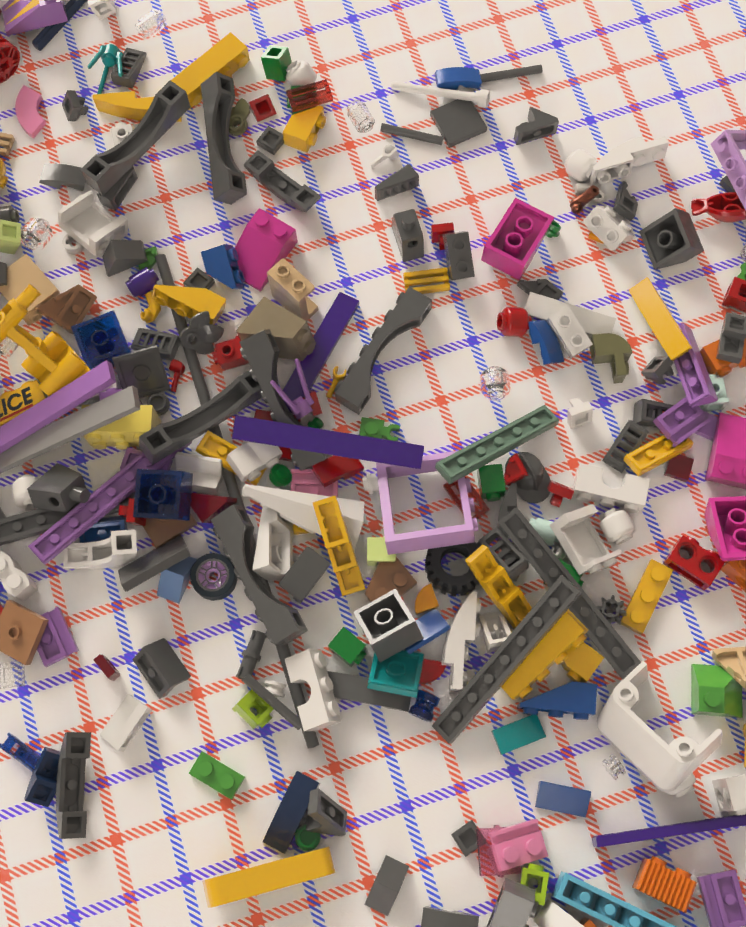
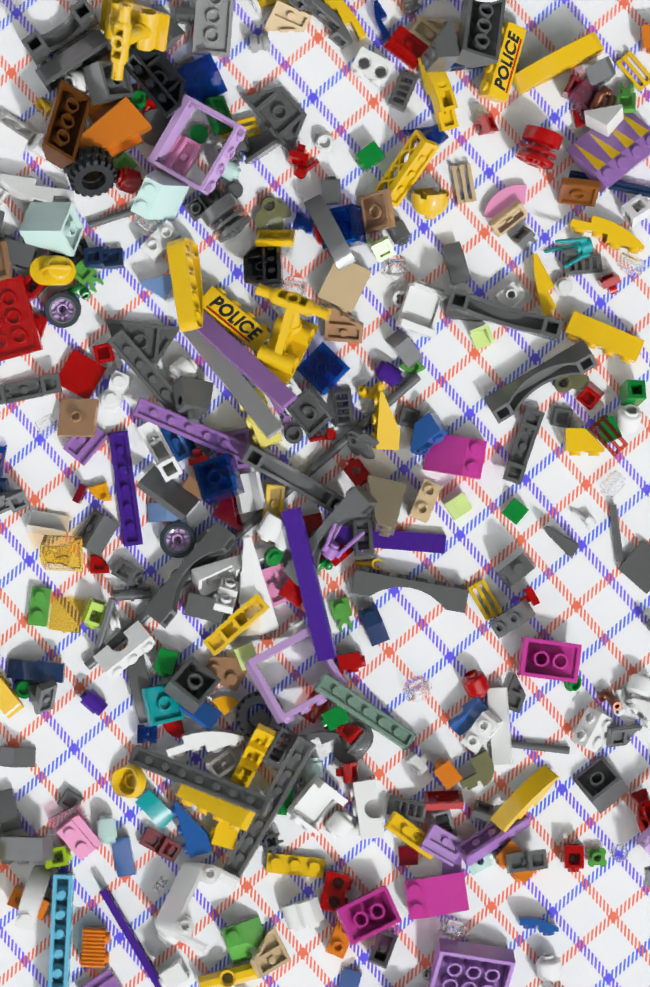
camera: 65 degrees right, 15 degrees up
(42, 112) = (508, 216): none -> tan tile
(53, 36) = (578, 191): none -> dark orange tile
(112, 26) = (616, 235): none -> yellow slope
(117, 643) = (101, 491): none -> light orange tile
(128, 613) = (125, 488): none -> dark purple tile
(142, 89) = (563, 286): none -> white plate
(150, 178) = (482, 337): none -> yellowish green panel
(159, 47) = (609, 281): none -> tile
(165, 717) = (62, 553): none -> clear yellow slope
(201, 682) = (98, 565): none -> red tile
(224, 649) = (128, 572): none -> dark grey bracket
(241, 746) = (66, 614): none -> clear yellow piece
(300, 541) = (226, 595): none -> white slope
(315, 269) = (458, 506): none -> yellowish green panel
(319, 379) = (363, 555): none -> dark grey slope
(345, 216) = (515, 511): none -> green slope
(359, 755) = (93, 701): none -> dark purple brick
(404, 401) = (373, 625): none -> dark blue slope
(436, 439) = (351, 662): none -> red brick
(473, 752) = (128, 781): none -> yellow hat
(522, 805) = (107, 829): none -> light aqua brick
(564, 746) = (160, 844): none -> dark red slope
(602, 384) = (446, 773): none -> orange brick
(608, 285) = (540, 747): none -> dark grey bar
(631, 399) = (443, 800): none -> red tile
(710, 607) = (303, 914): none -> white brick

